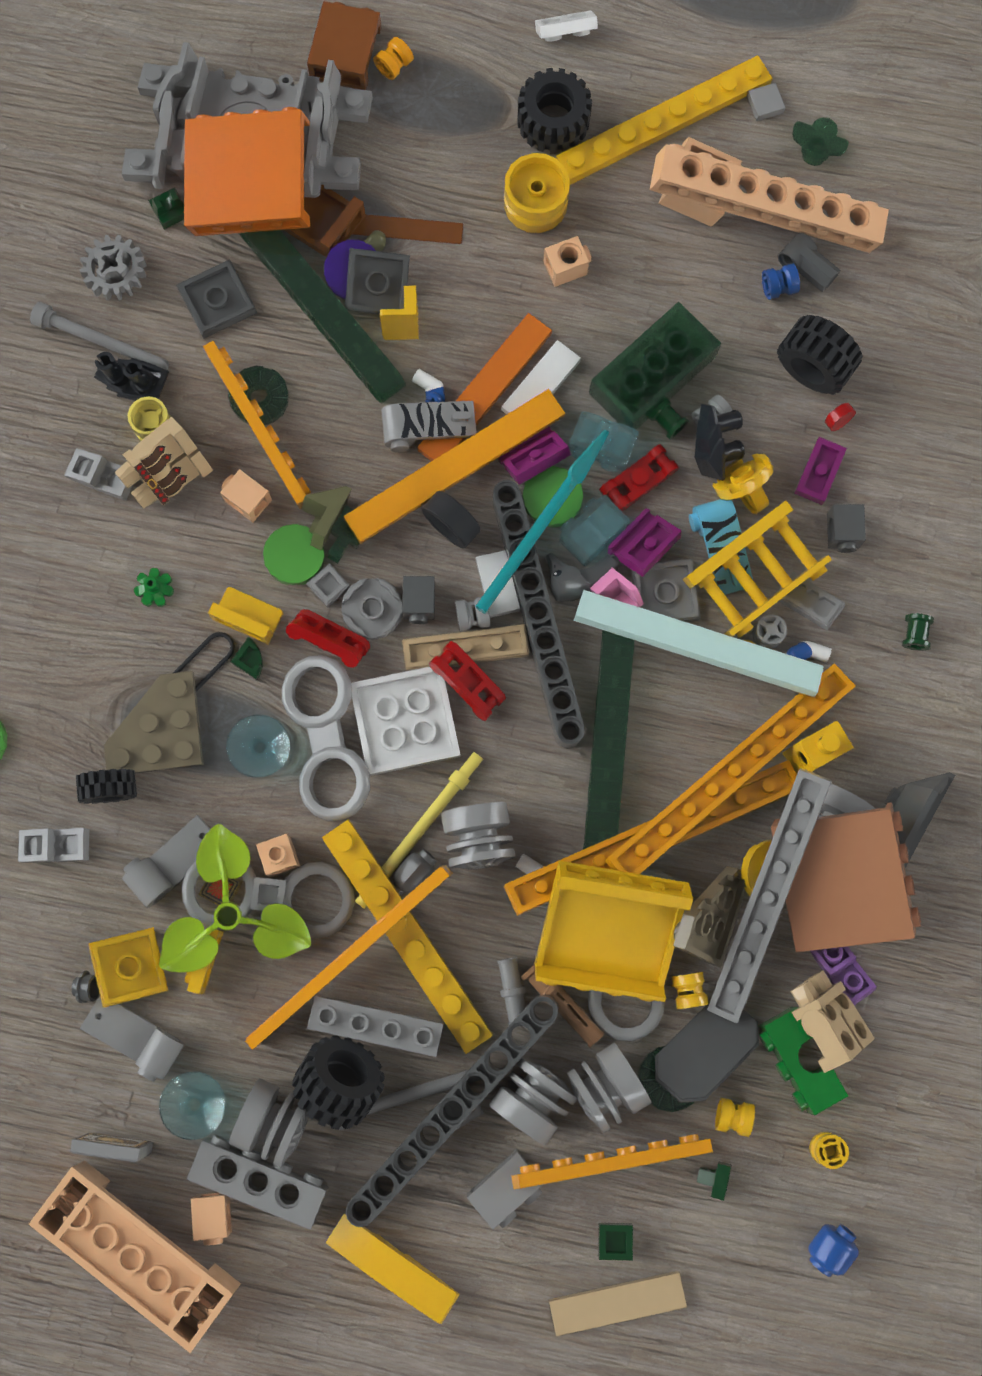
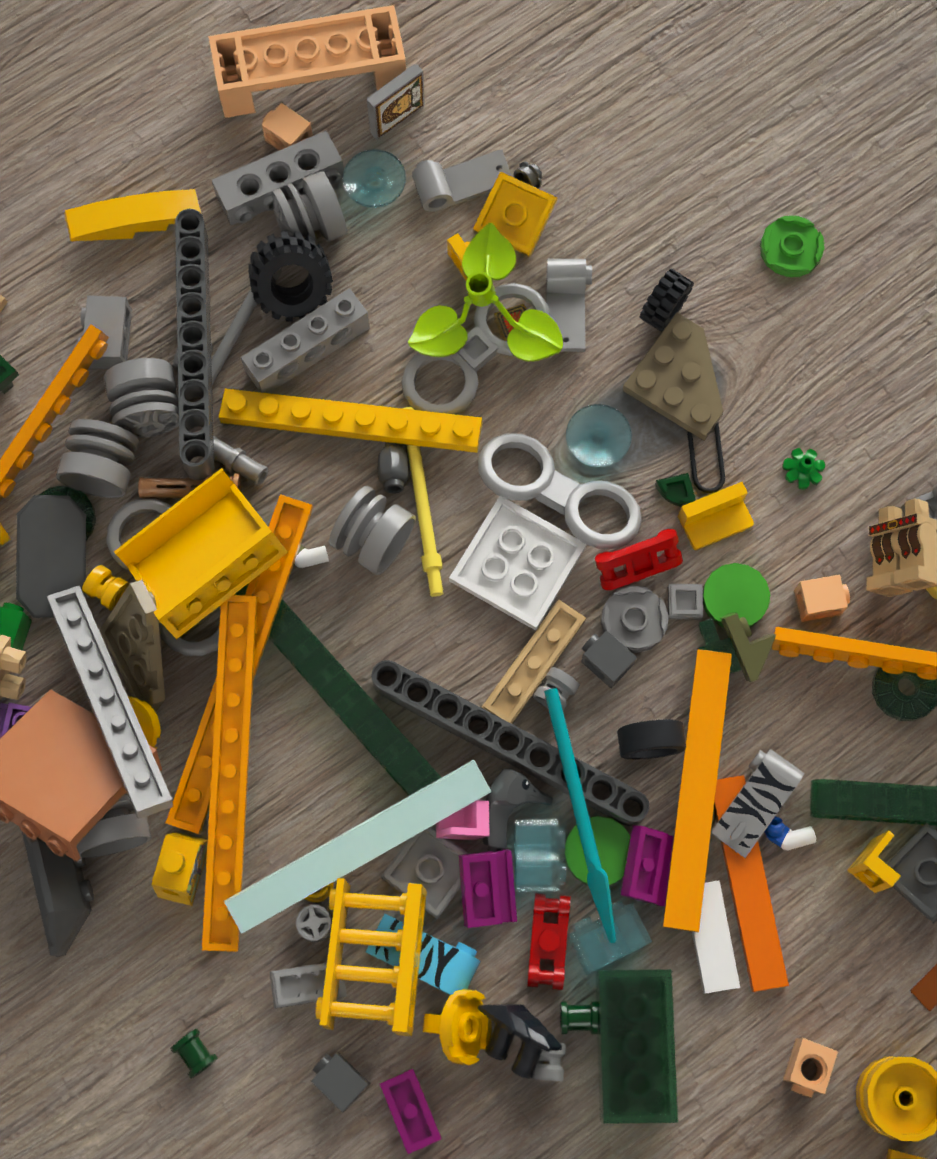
camera: 135 degrees right, 5 degrees down
(53, 845) = (657, 237): light grey slope -> none
(278, 855) = (498, 379): light nougat brick -> none
(348, 956) = (372, 364): light orange tile -> none
(468, 680) = (503, 634): red plate -> none
(488, 568) = (582, 739): white tile -> none
(810, 650) = (271, 940): arm -> none

